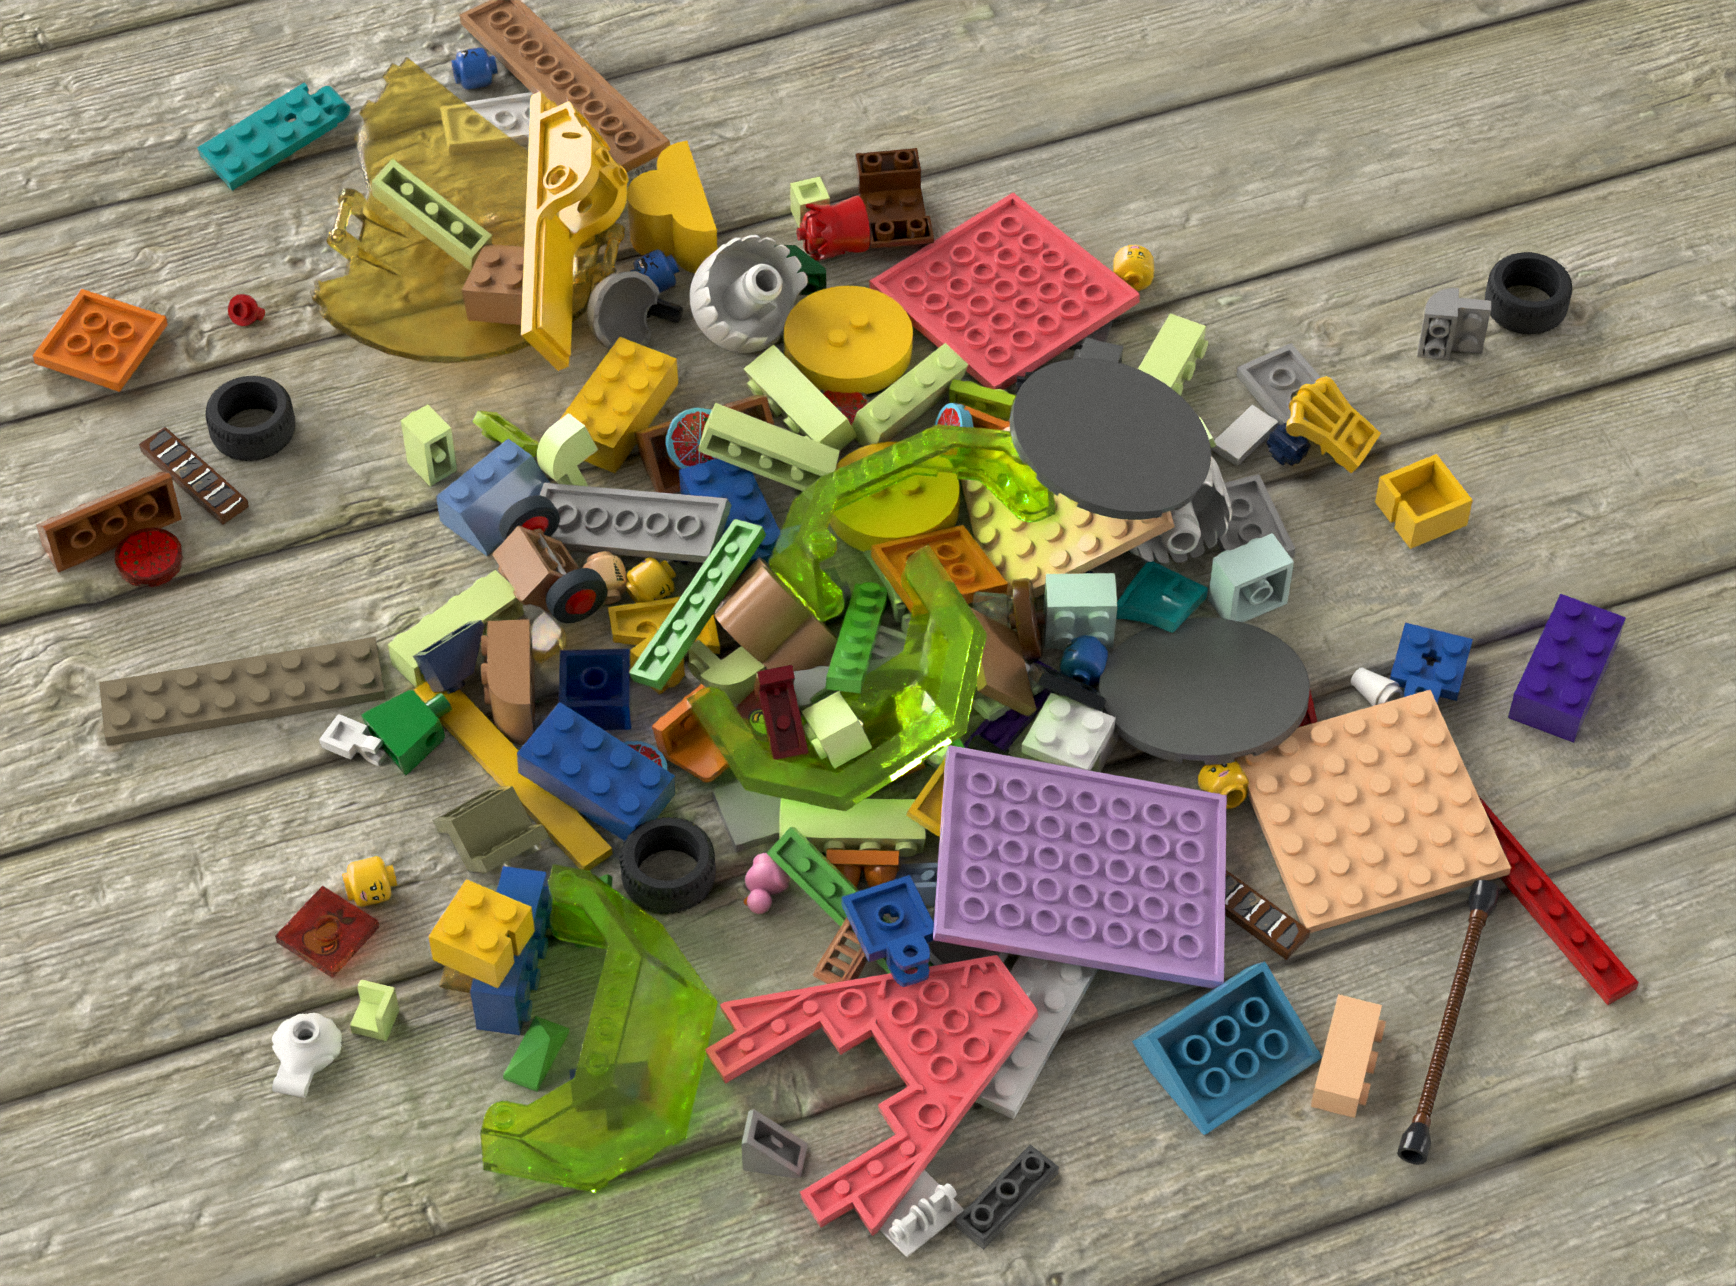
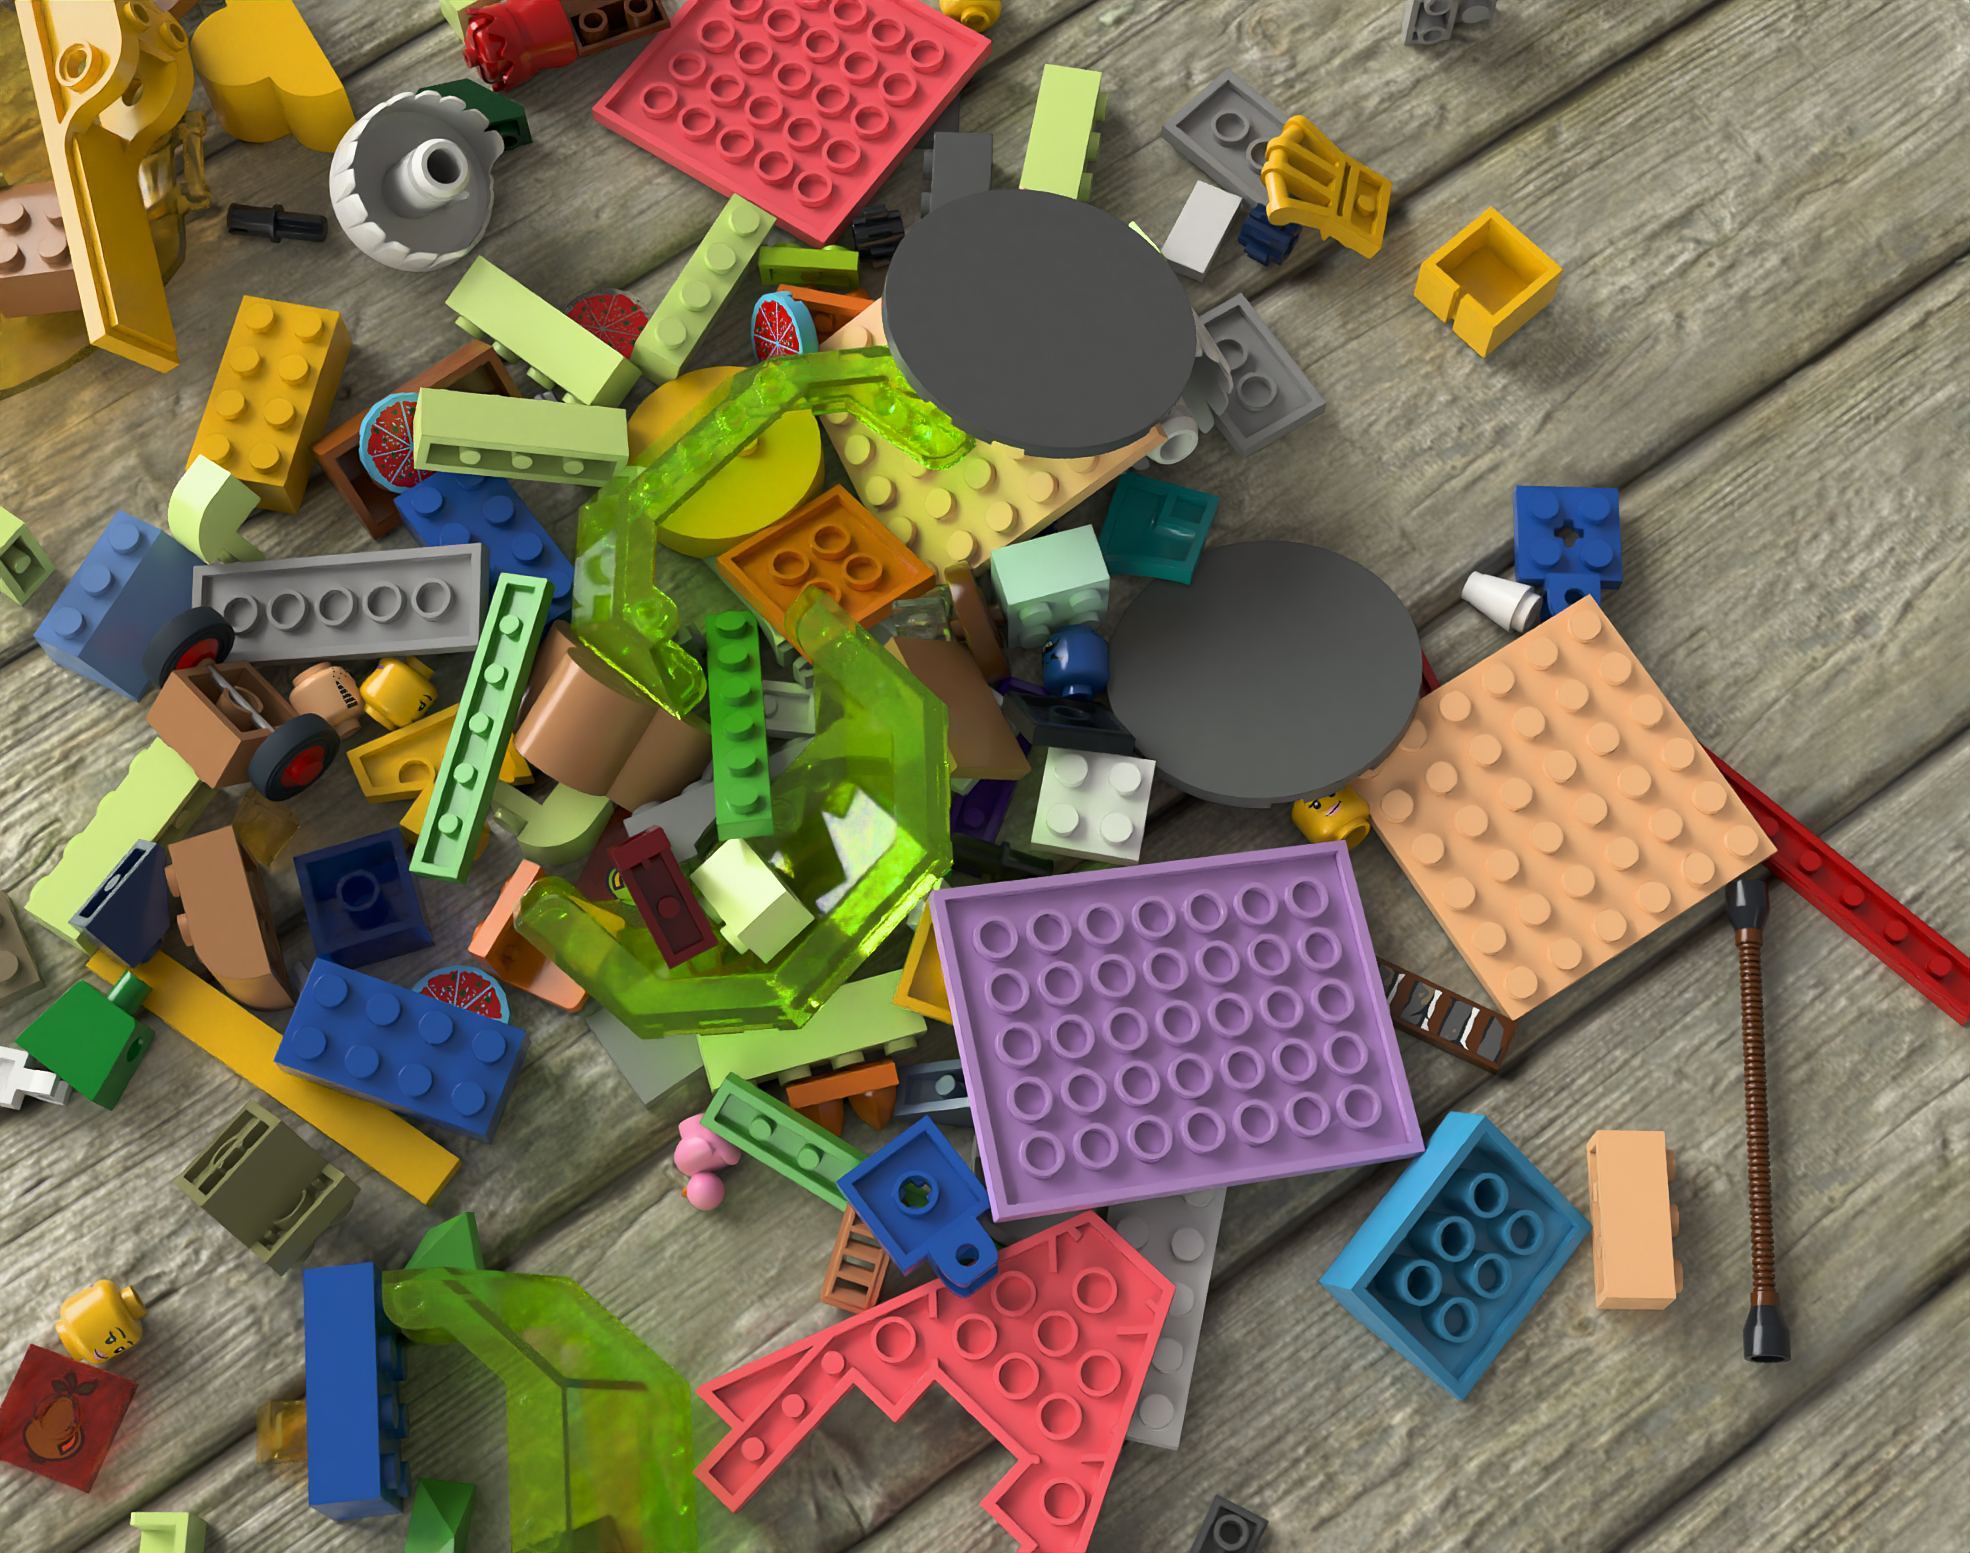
camera: 15 degrees left, 15 degrees up
(475, 933) = (293, 1412): yellow piece -> none
(499, 430) = (112, 491): lime plate -> none
(620, 308) = (232, 248): light grey cylinder -> none
(658, 269) = (268, 169): blue head -> none
(661, 836) = (520, 1126): black tyre -> none
(849, 339) = (586, 213): yellow brick -> none
(1250, 579) = (1280, 472): light aqua brick -> none
(1566, 668) = (1760, 500): dark purple brick -> none

